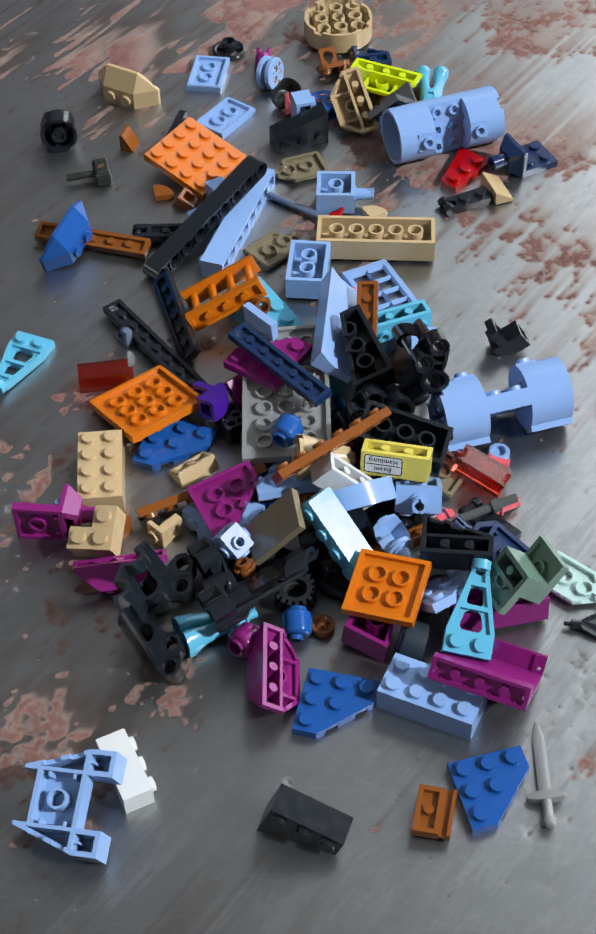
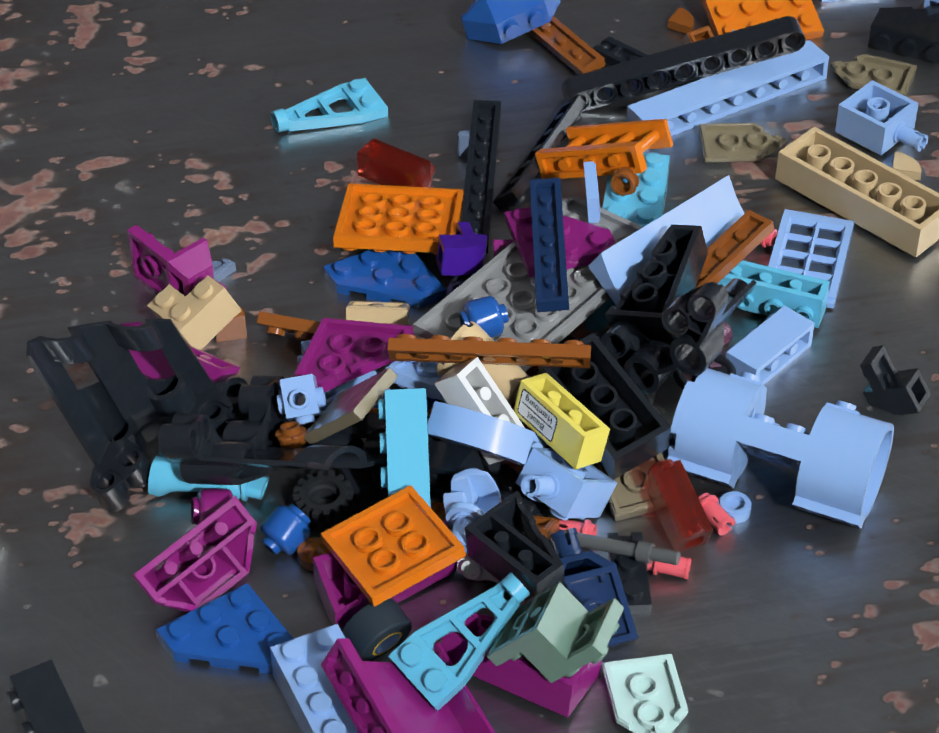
camera: 40 degrees right, 5 degrees down
(101, 468) = (276, 258): tan brick -> none
(166, 532) = (271, 355): tan bracket -> none
(300, 208) = (823, 119): sand blue piece -> none
(306, 268) = (754, 170): light blue brick -> none
(443, 591) = (445, 597): light blue plate -> none

